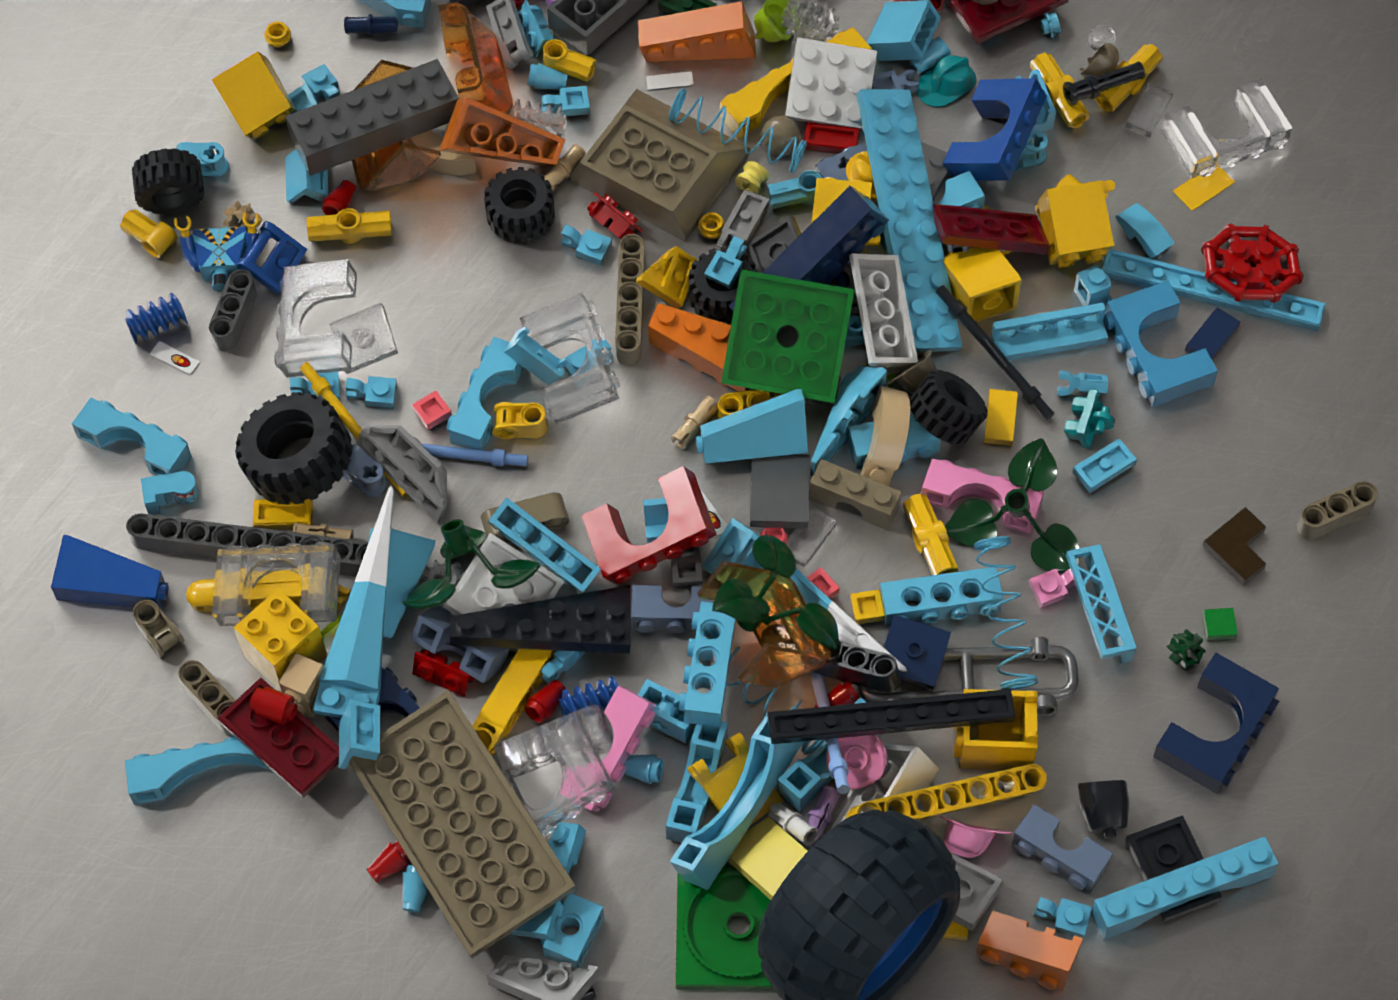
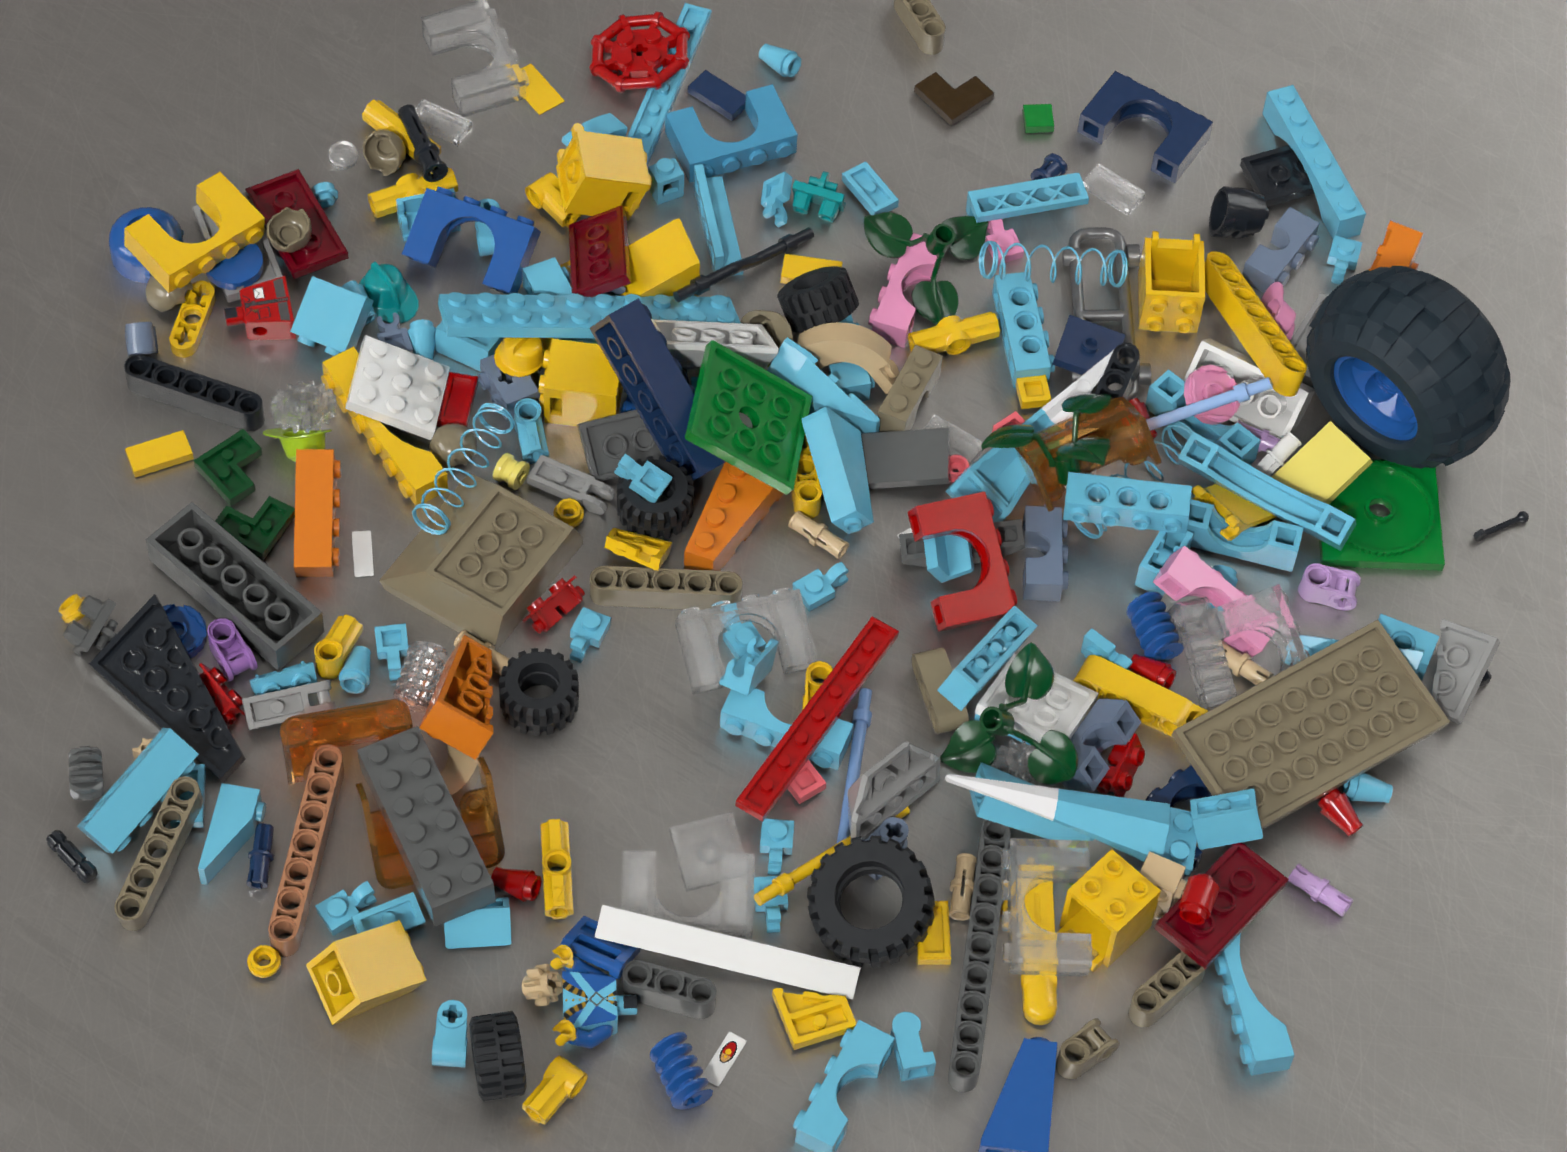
camera: 95 degrees left, 5 degrees down
(203, 417) = (813, 1017): none -> yellow wing
(260, 342) = (727, 951): none -> white tile
(309, 839) = (1320, 890): none -> lavender pin
(358, 50) = (306, 863): none -> nougat beam
(484, 410) = (816, 719): none -> red tile
(547, 790) = (1244, 666): none -> tan pin
(568, 623) = (1077, 643): black wing -> none
(639, 422) = (819, 588): none -> medium azure plate
(642, 873) = (1330, 586): none -> lavender piece
(891, 716) = (1184, 350): black tile -> none
(1133, 692) = (1113, 189): none -> clear tile
(1146, 628) = (1050, 169): none -> dark blue bush
(1186, 648) = (1071, 140): dark green gear -> none
(1261, 387) = (781, 60): none -> medium azure cone

